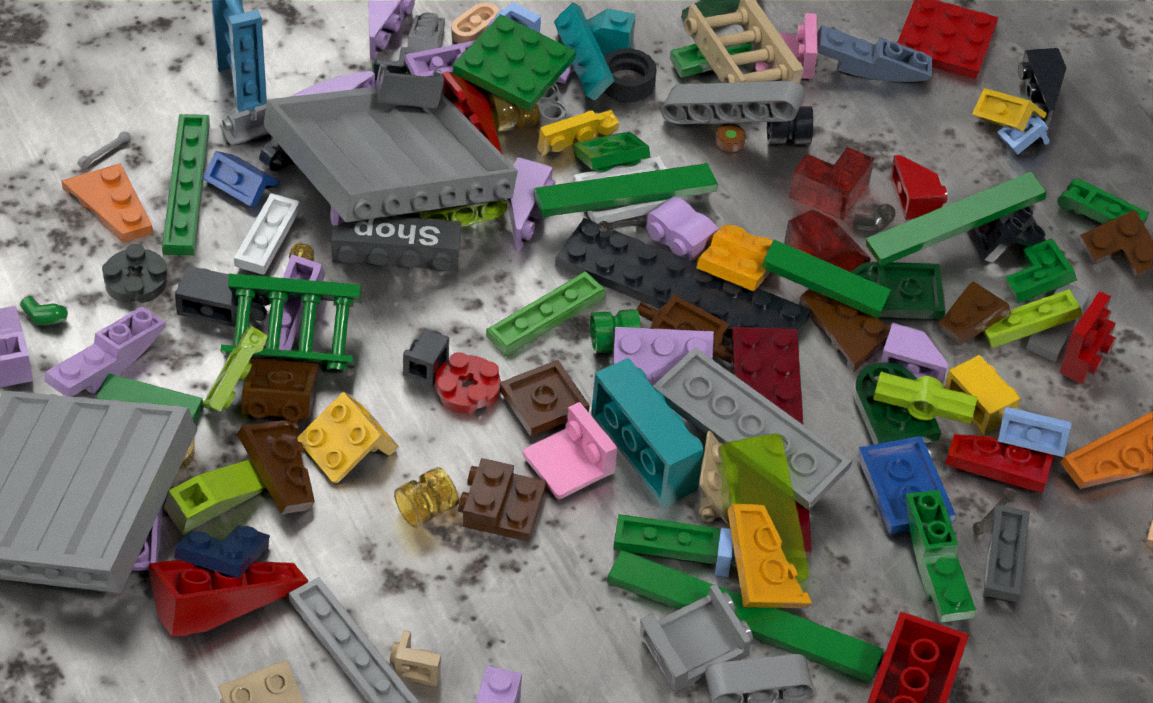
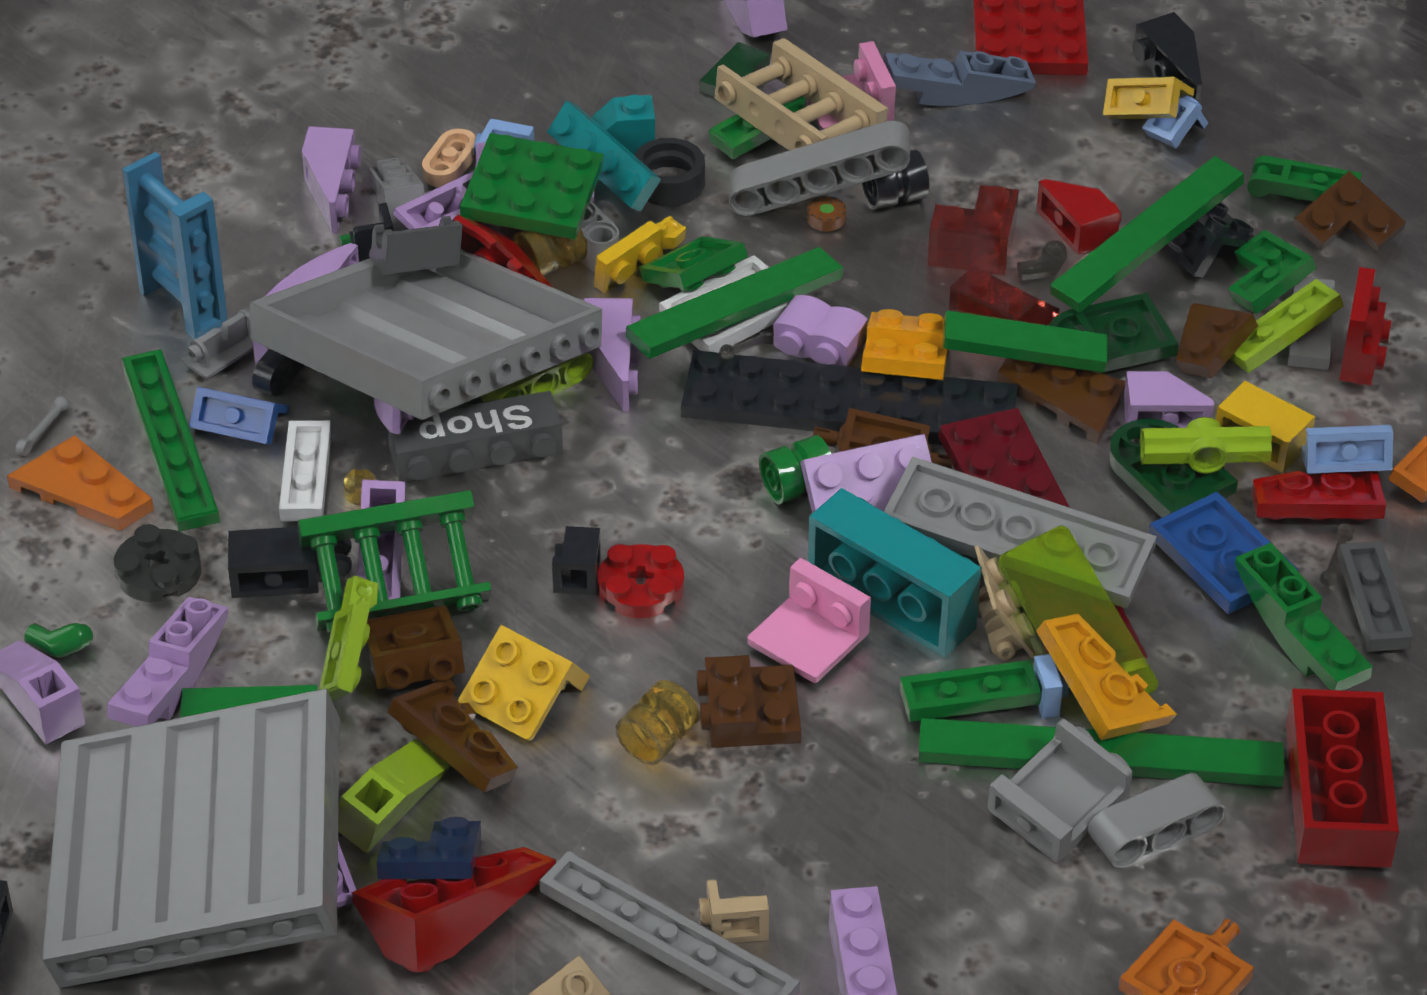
camera: 15 degrees left, 5 degrees down
(542, 397) = (742, 570): reddish brown plate -> none
(545, 313) = (697, 474): bright green tile -> none

